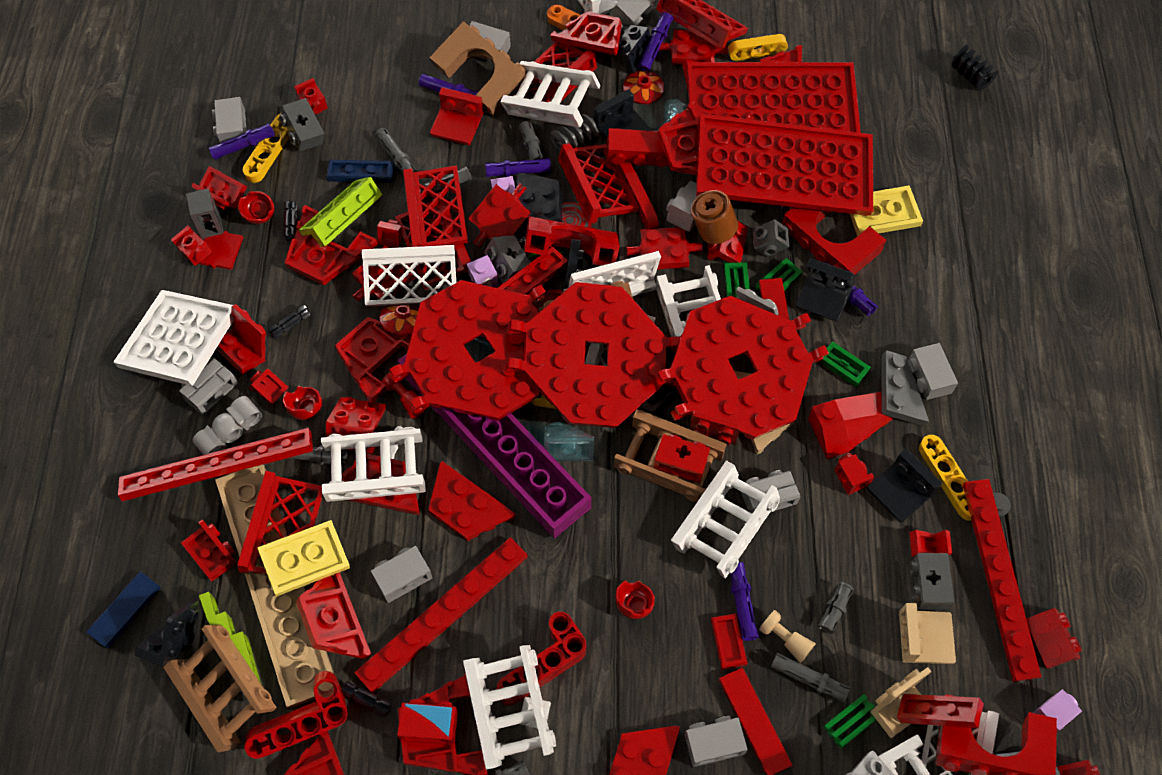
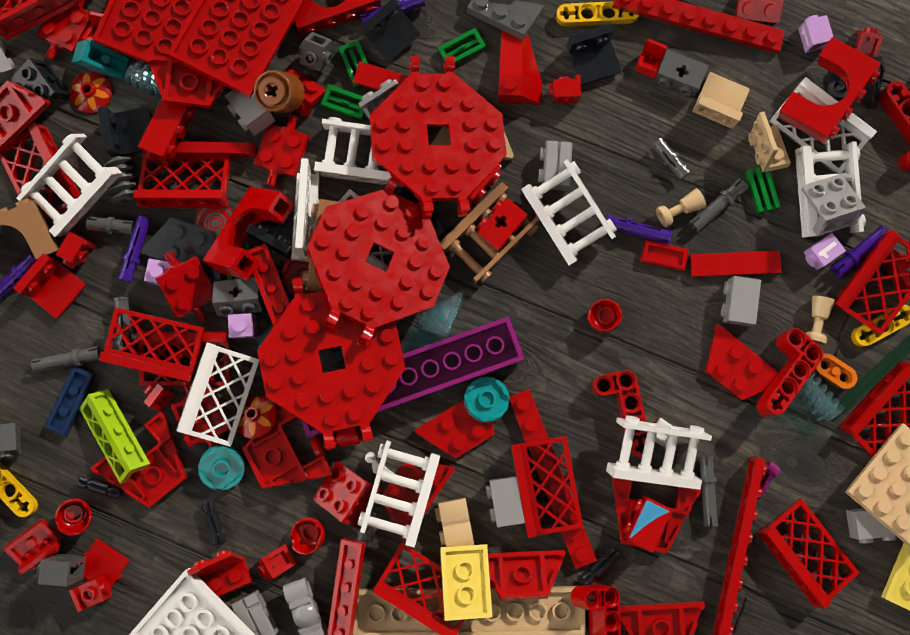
camera: 65 degrees left, 20 degrees up
(343, 307) = (221, 467): none -> teal tile
(362, 533) = (455, 523): none -> tan brick
(423, 587) = (527, 489): none -> red fence
(496, 123) = (74, 250): none -> red brick
(499, 514) = (486, 399): none -> teal tile
(659, 34) = (39, 51): dark purple pin -> none
(675, 79) = (99, 59): none -> teal slope
(940, 710) = (798, 118): red plate -> none

